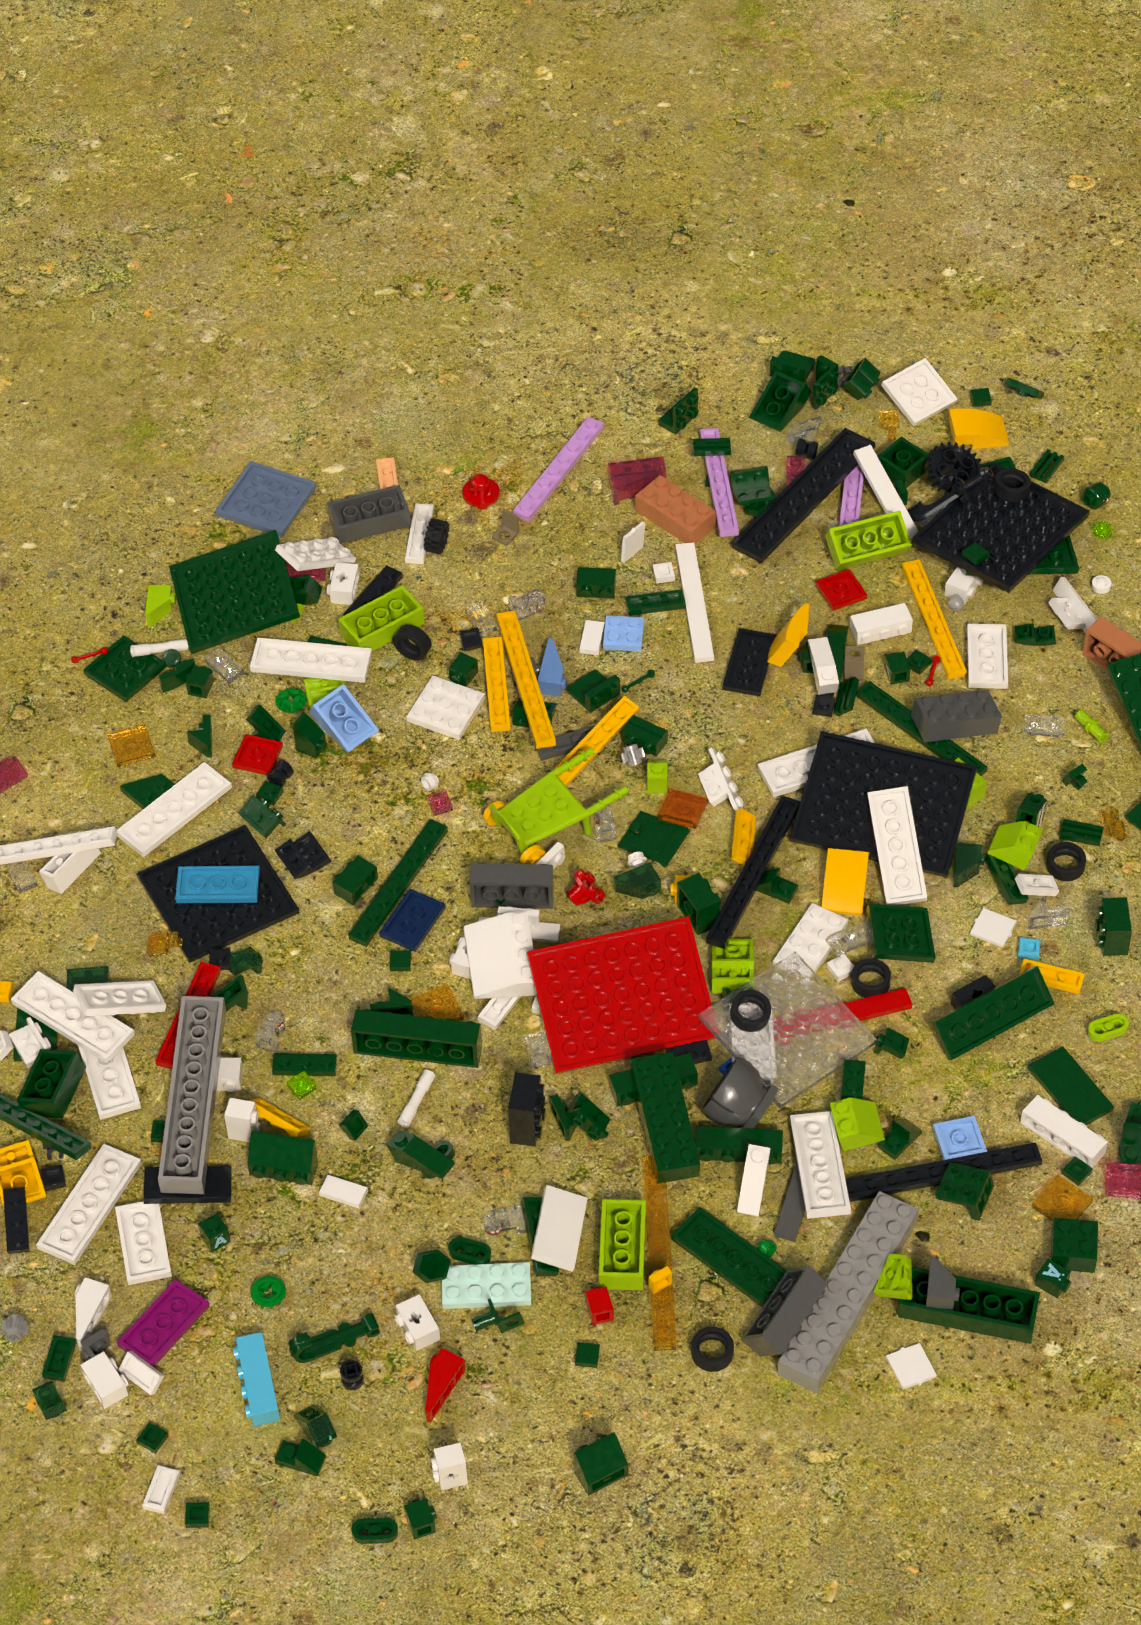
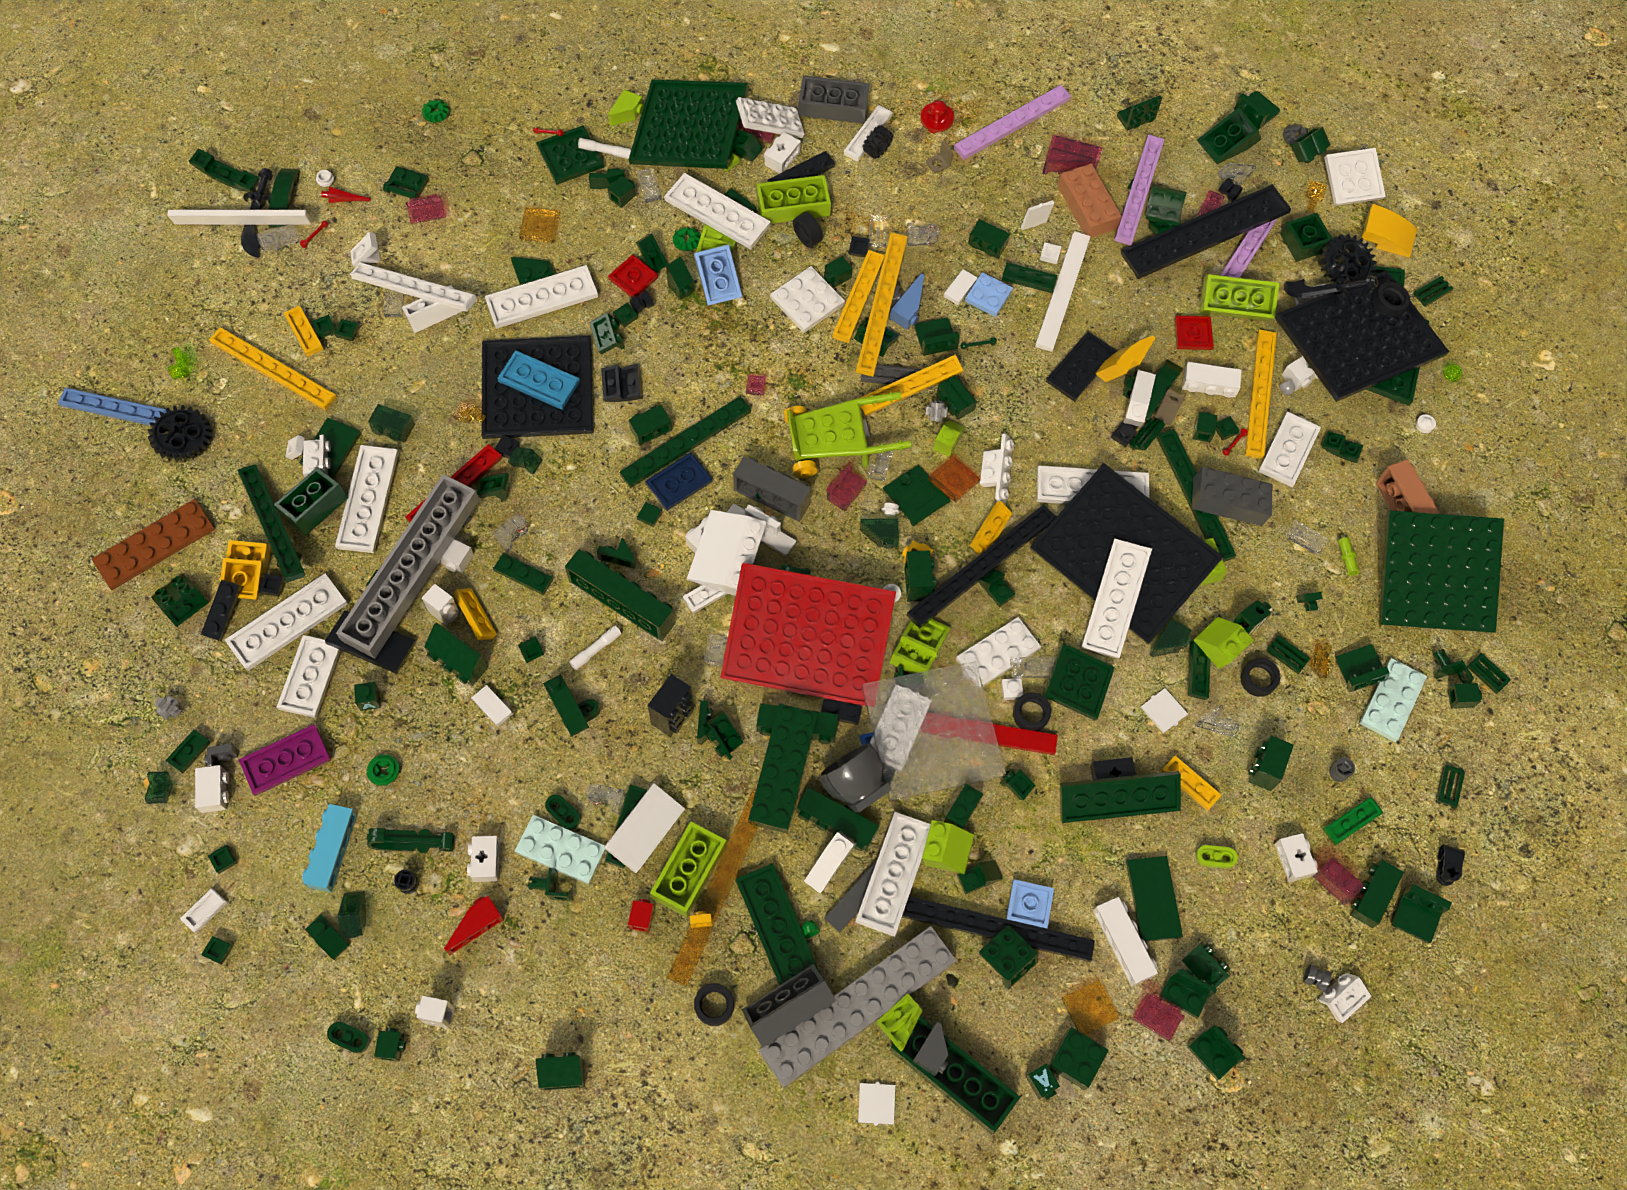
camera: 20 degrees right, 15 degrees up
(62, 1012) = (359, 449): white plate -> none
(91, 1302) = (234, 717): white slope -> none
(119, 998) = (403, 449): white plate -> none
(141, 1372) = (243, 796): white tile -> none
(171, 657) = (610, 161): dark green plate -> none
(202, 739) = (598, 243): dark green slope -> none
(266, 498) = (760, 51): sand blue plate -> none
(301, 1085) = (509, 593): clear neon green plate -> none
(386, 472) = (869, 69): light nougat tile -> none
(429, 781) = (758, 361): white plate -> none
(431, 1266) = (522, 812): dark green panel -> none
(437, 1004) = (656, 571): clear yellow tile -> none
(554, 856) = (819, 477): white plate -> none
(581, 856) = (845, 488): none -> clear pink bracket
(585, 889) = (833, 518): red plate -> none
(587, 1355) = (608, 956): dark green tile -> none
(712, 447) = (1149, 153): dark green tile -> none
(757, 998) = (917, 691): black tyre -> none
(826, 381) = (1278, 135): dark green bracket -> none
(845, 881) = (1056, 610): yellow slope -> none
(883, 486) = (1278, 255): white tile -> none
(901, 490) = (1291, 264): dark green tile -> none
(975, 553) = (1324, 353): dark green tile -> none
(980, 397) = (1407, 202): dark green tile -> none
(1024, 389) = (1449, 211): dark green plate -> none
(1029, 948) = (1185, 746): medium azure tile -> none
(1037, 885) = (1222, 689): white plate -> none
(1071, 607) = (1387, 435): white bracket -> none
(1077, 1170) = (1118, 983): dark green tile -> none
(1096, 495) = (1463, 338): dark green head -> none

